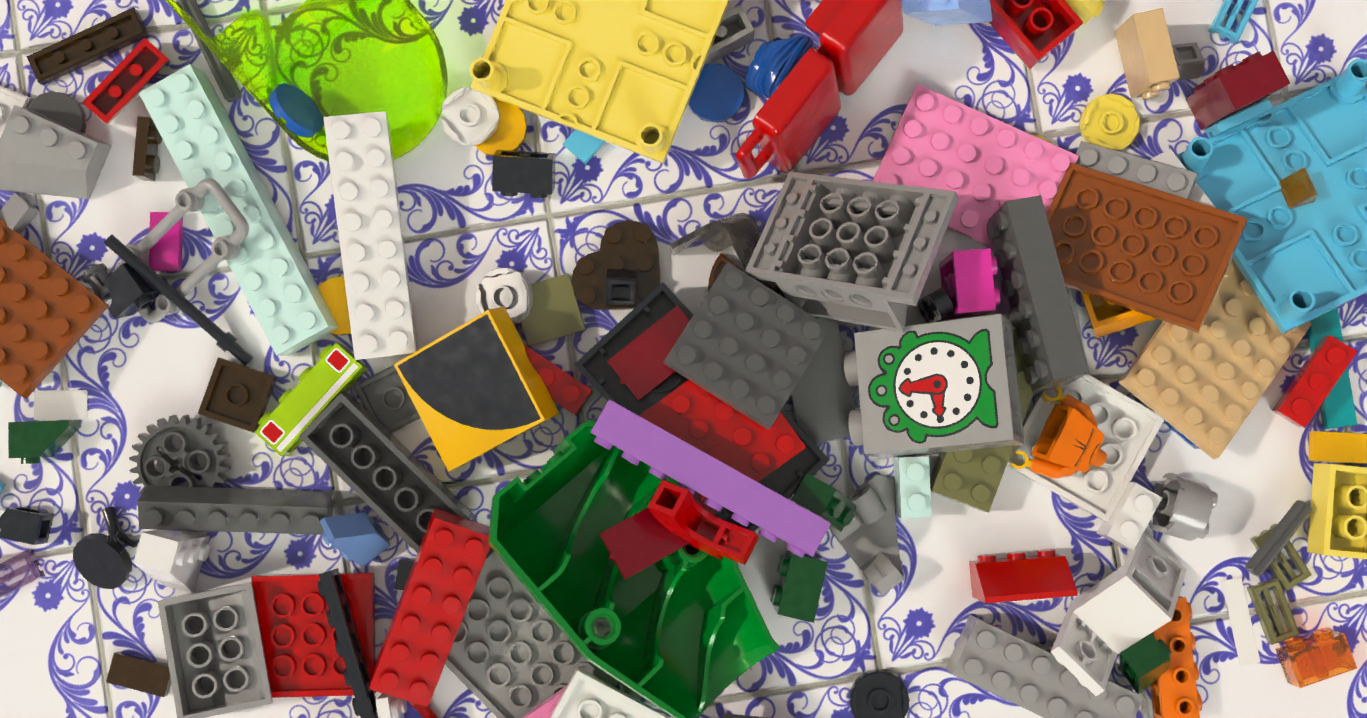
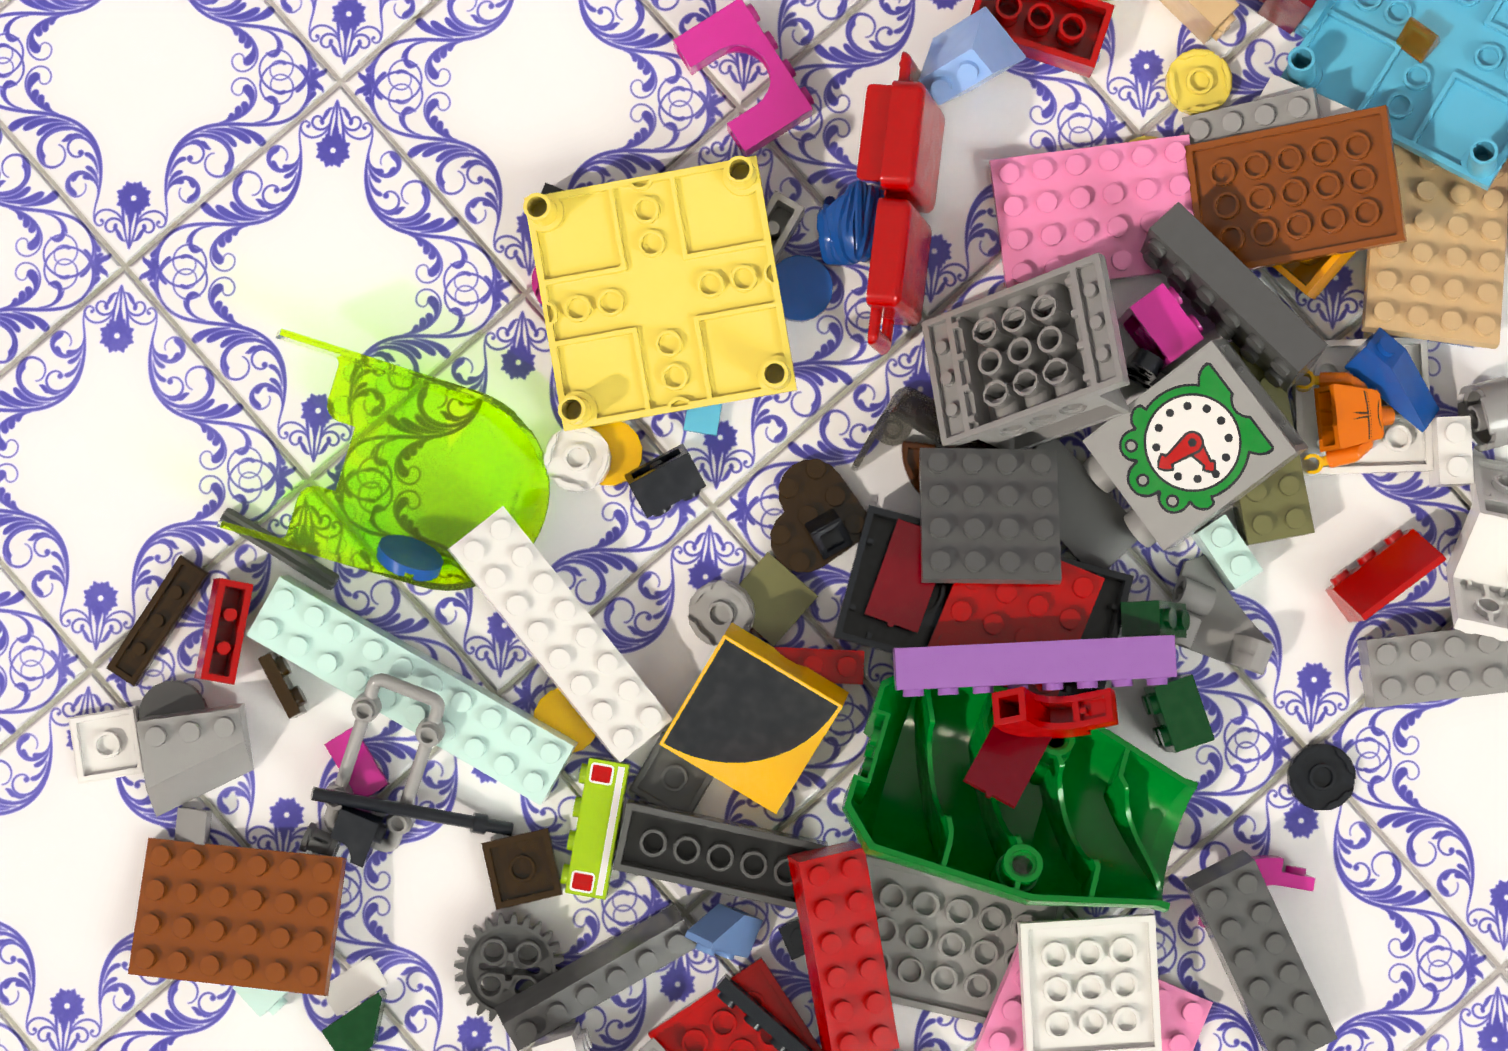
camera: 25 degrees left, 0 degrees up
(1123, 425) = (1391, 371): none -> blue slope

